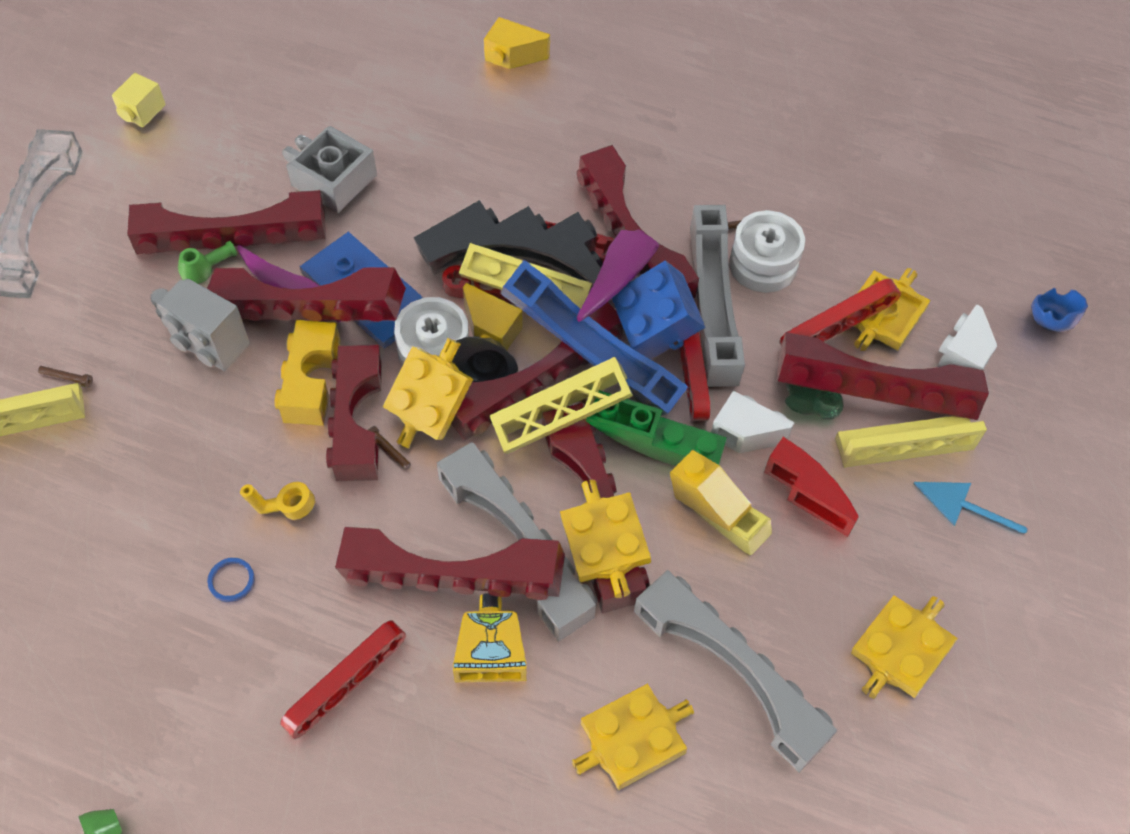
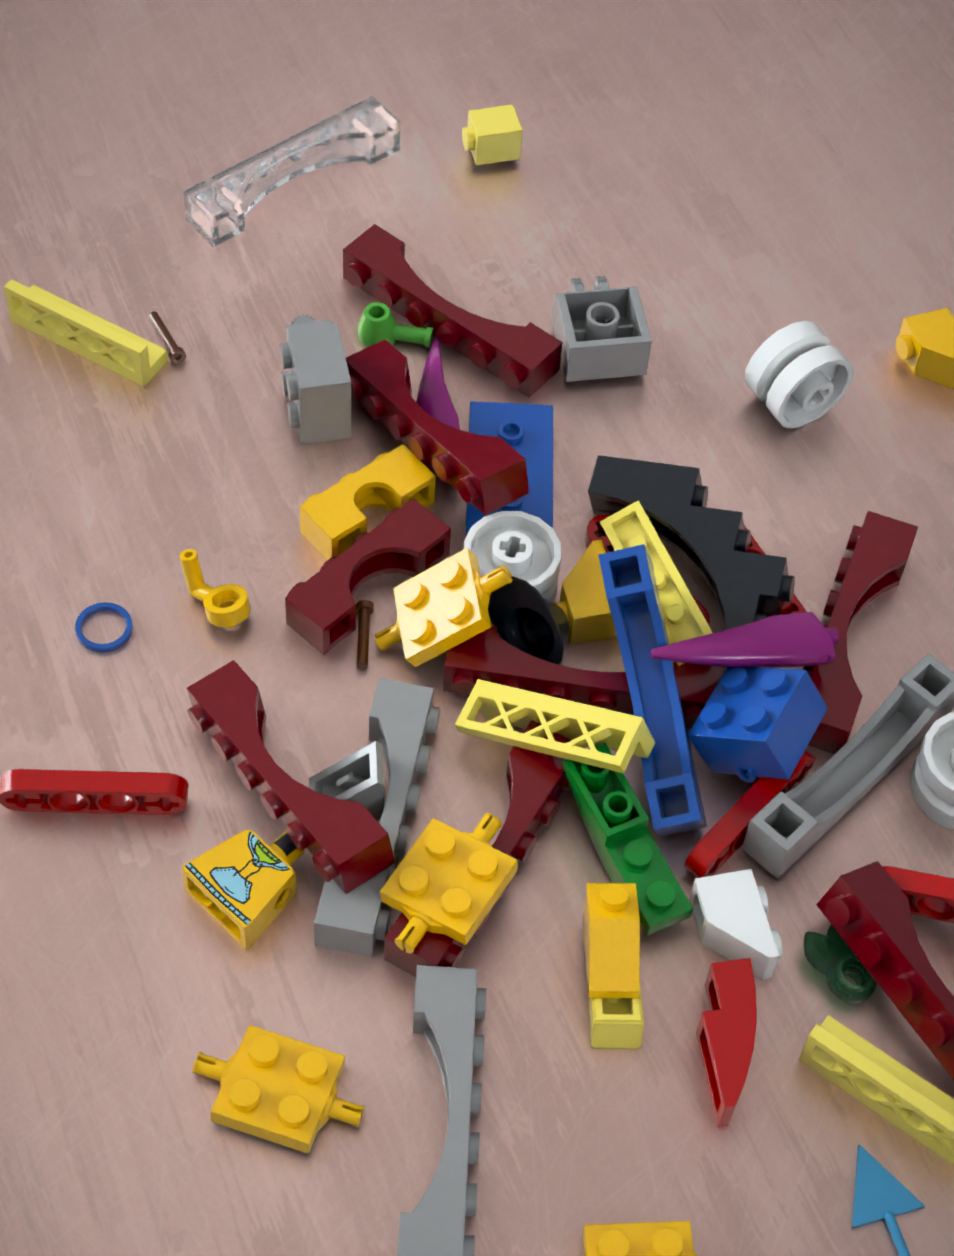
camera: 45 degrees right, 5 degrees down
(466, 109) = (798, 374): none -> white wheel
(487, 532) = (355, 779): none -> light grey slope

